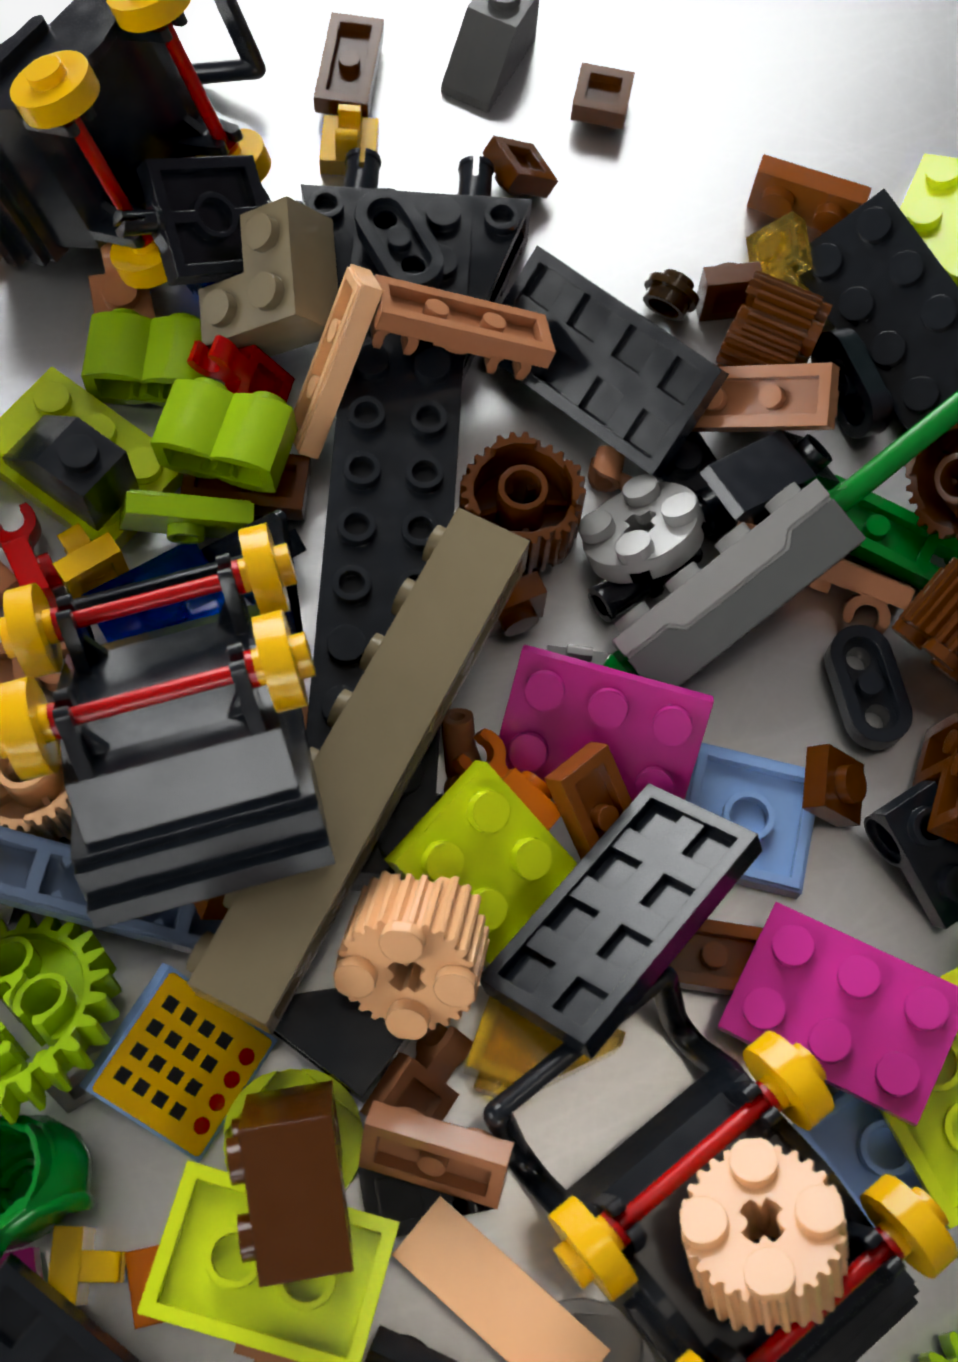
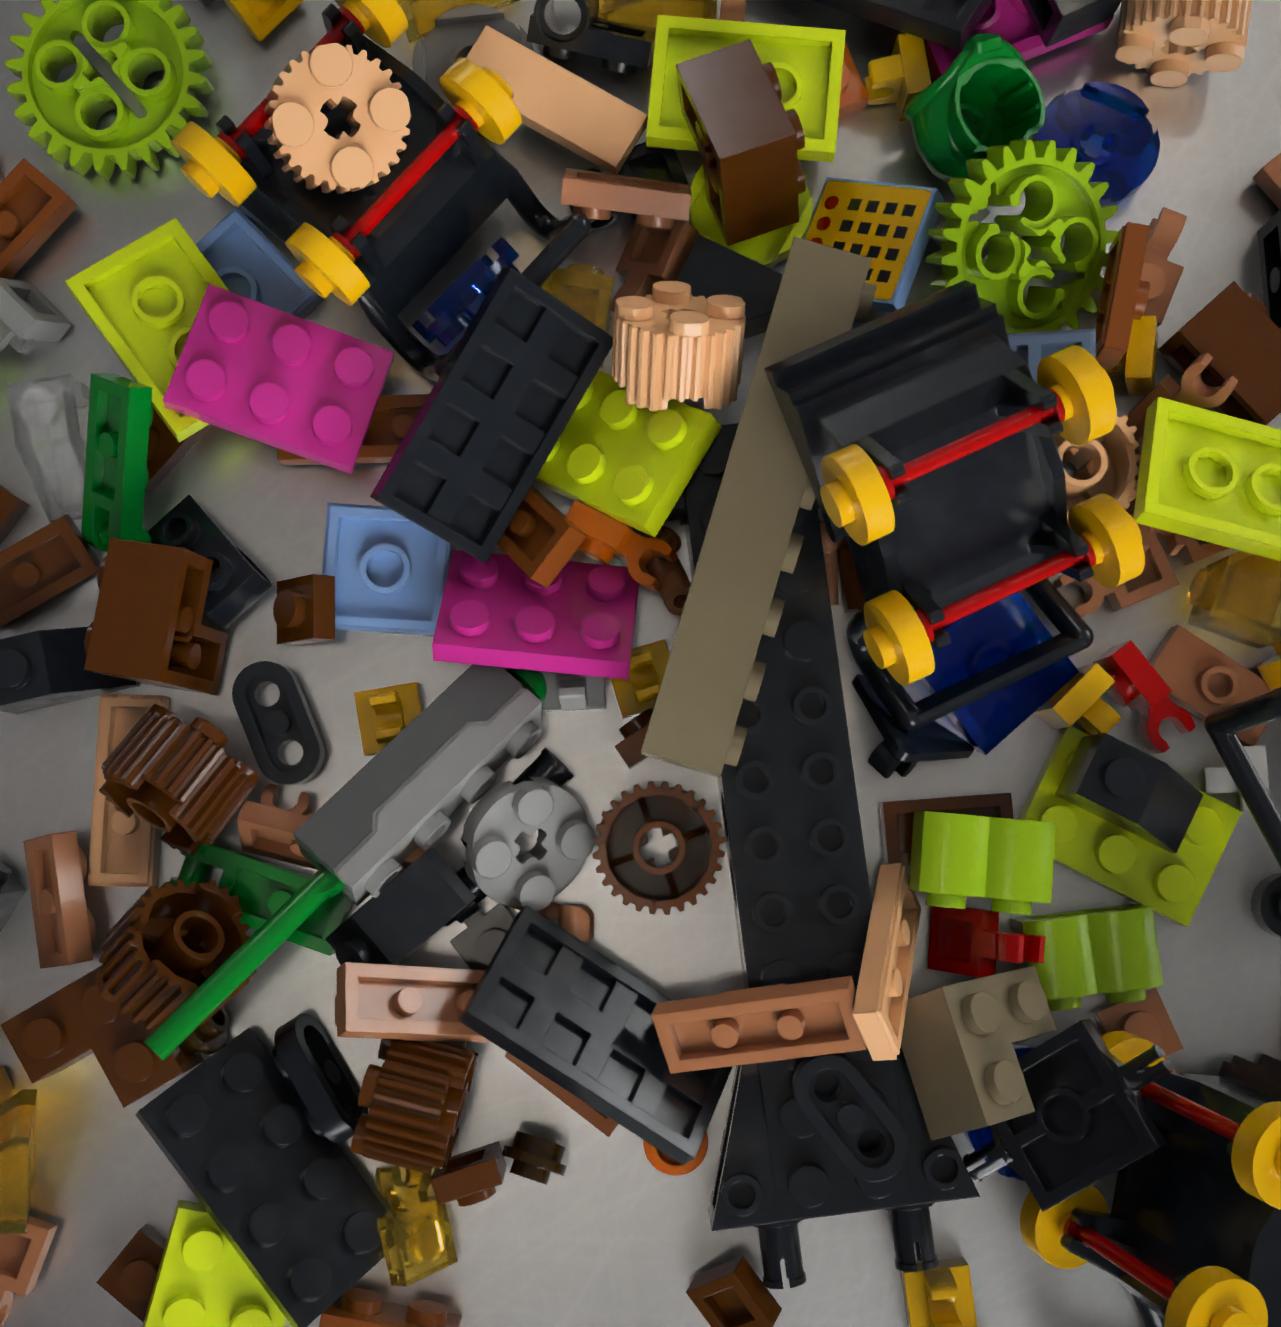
camera: 175 degrees right, 15 degrees up
(183, 516) = (996, 764): lime plate -> none
(497, 667) = (644, 681): none -> yellow tile
(622, 1079) = (452, 308): none -> clear blue plate
(756, 676) = (386, 713): none -> yellow tile

